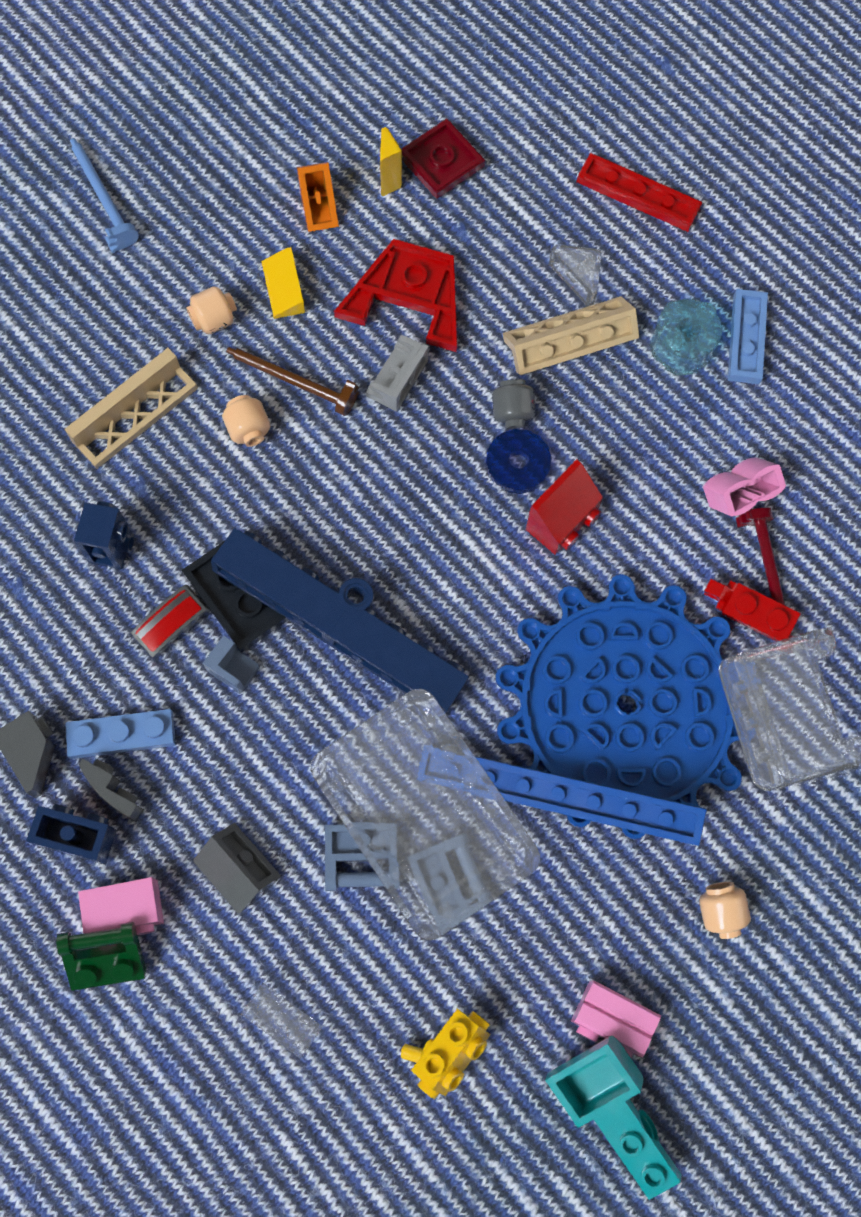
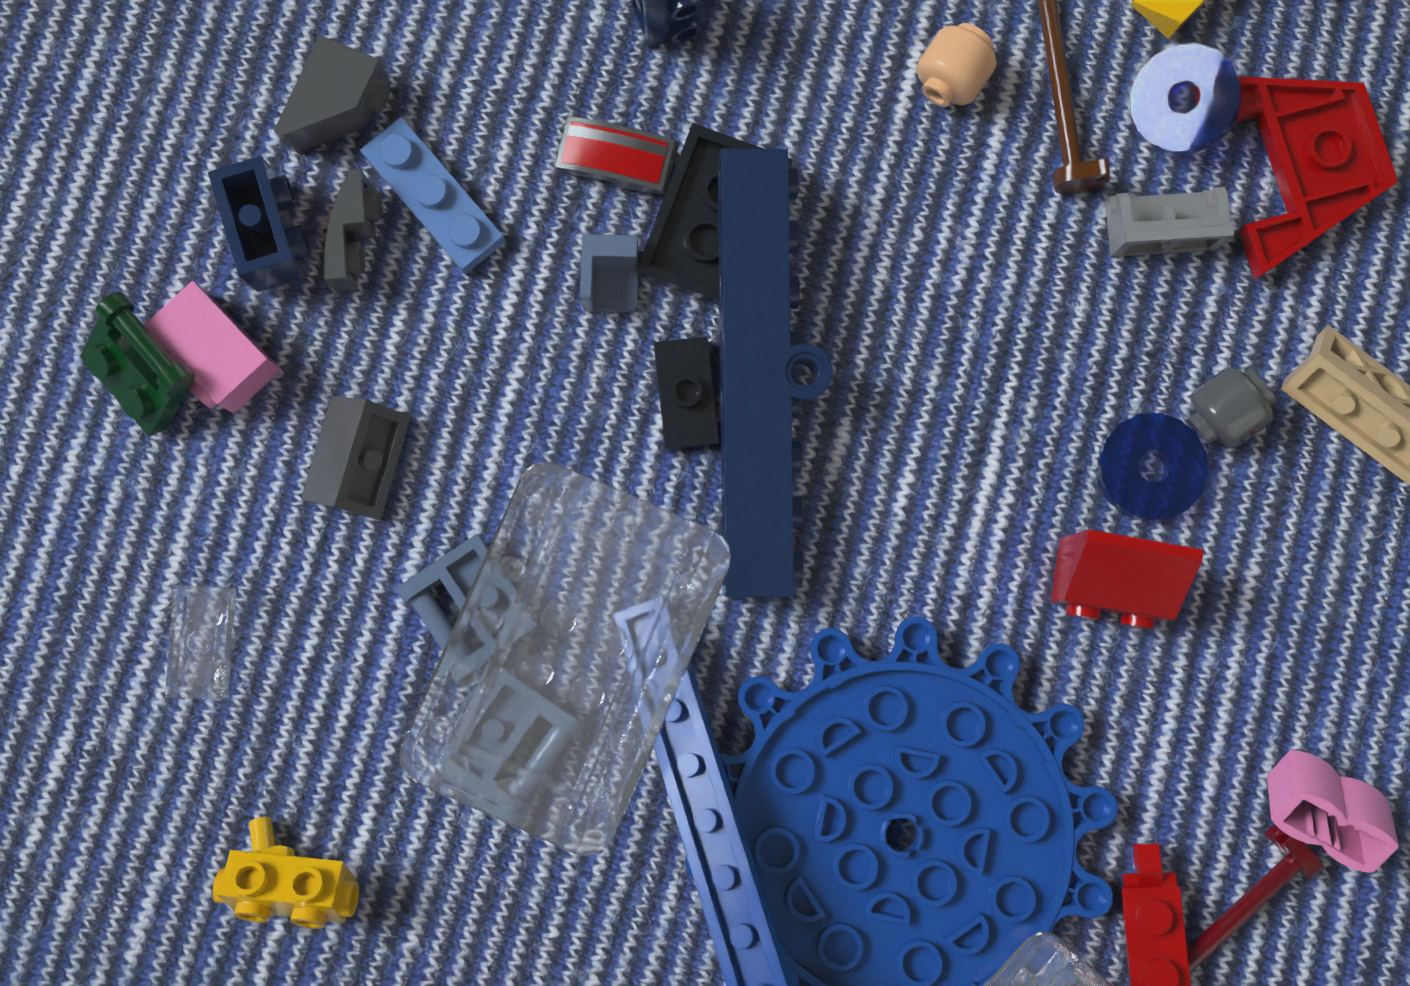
camera: 55 degrees right, 10 degrees up
(323, 667) = (686, 393): none -> black plate
(324, 320) = (1168, 72): none -> clear blue tile

